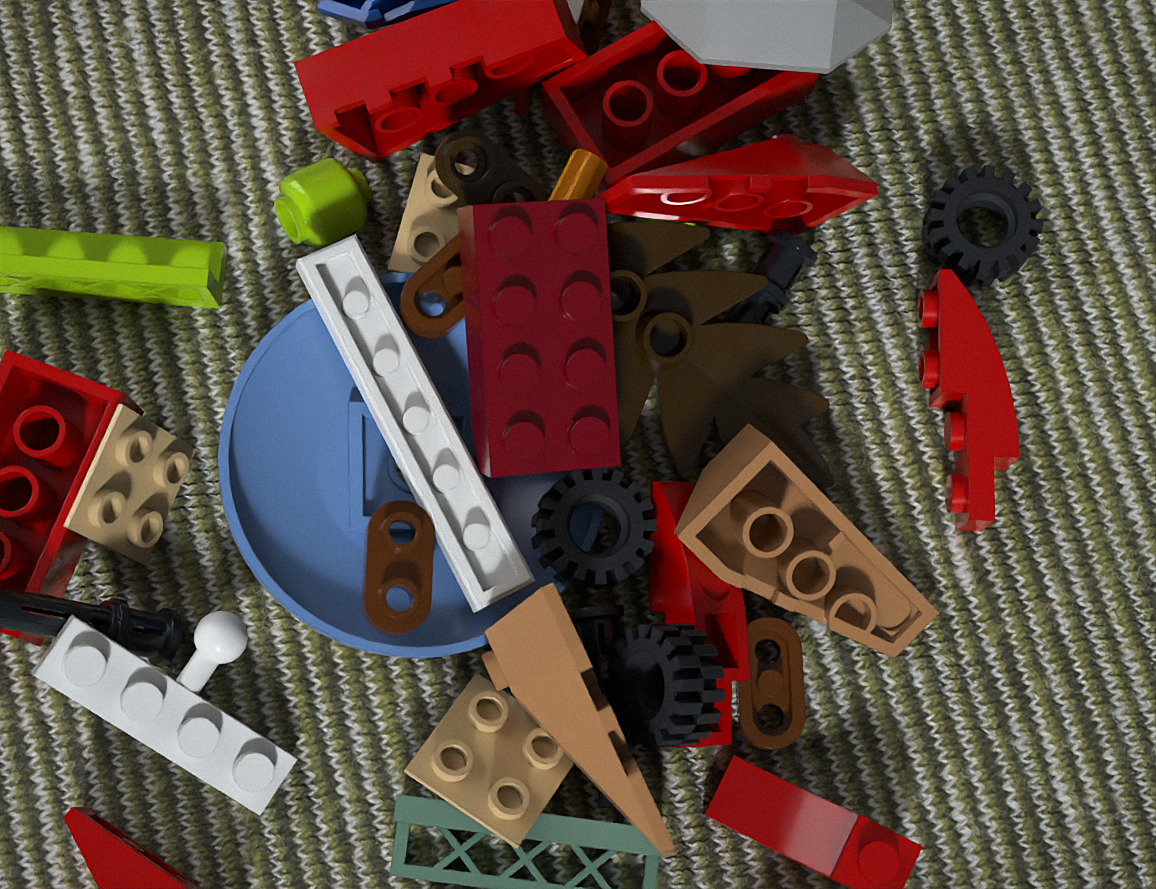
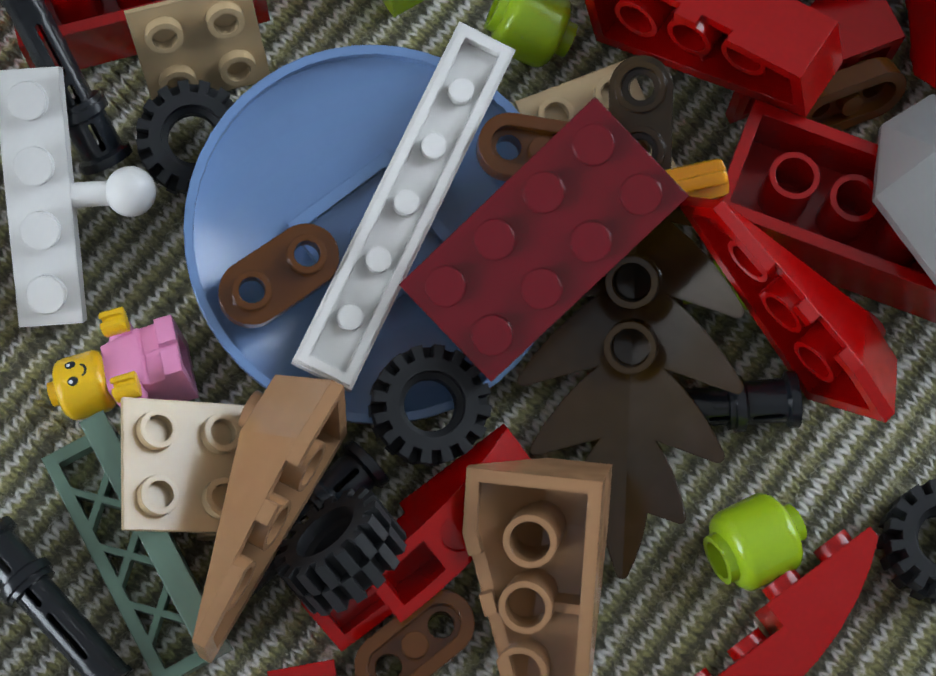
camera: 50 degrees right, 5 degrees down
(173, 573) = (160, 117): none -> black tyre
(372, 748) = (133, 363): none -> piece
(883, 363) = (755, 541): none -> lime head

